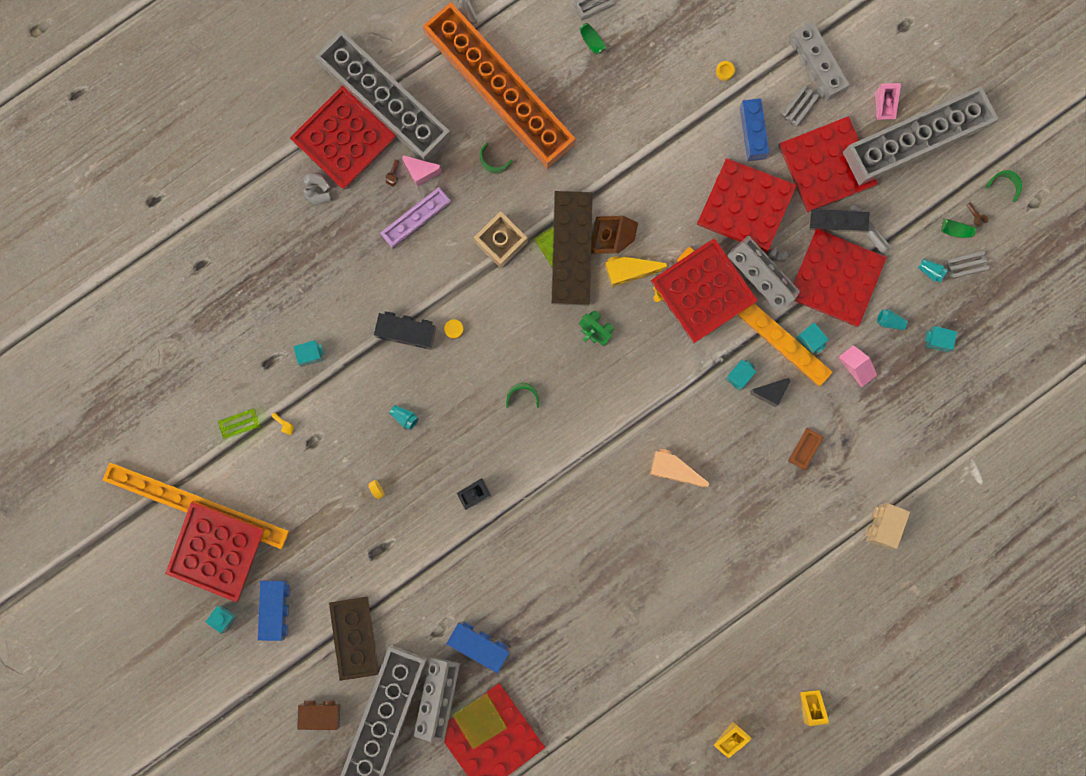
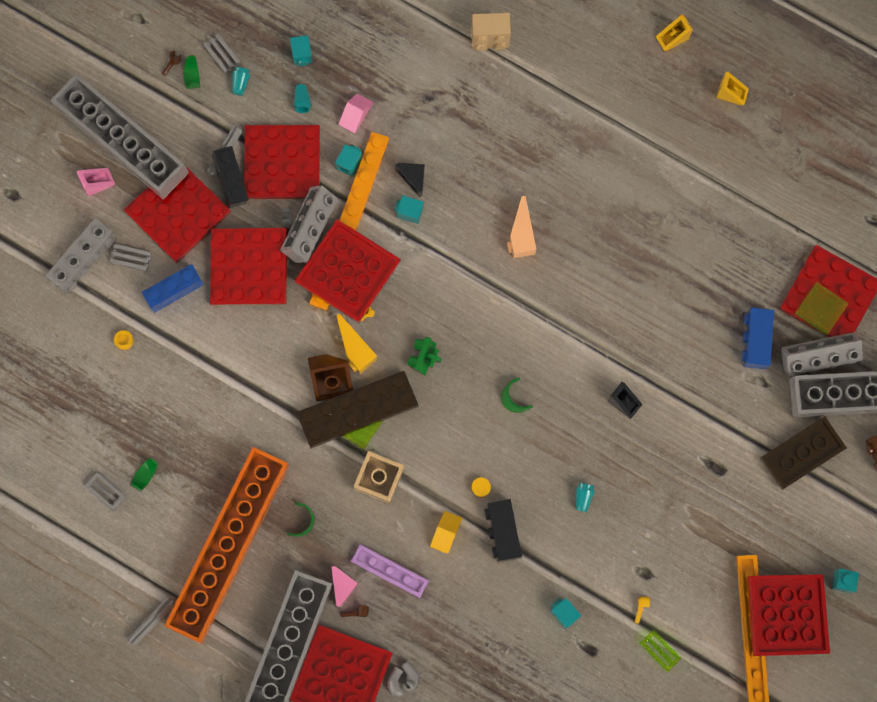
camera: 120 degrees left, 5 degrees down
(273, 610) = (814, 536): blue brick -> none
(376, 489) = (662, 491): yellow tile -> none
(428, 281) = (446, 532): none -> yellow slope
(805, 449) = (451, 128): dark orange tile -> none
(1013, 177) = (125, 39): green helmet -> none

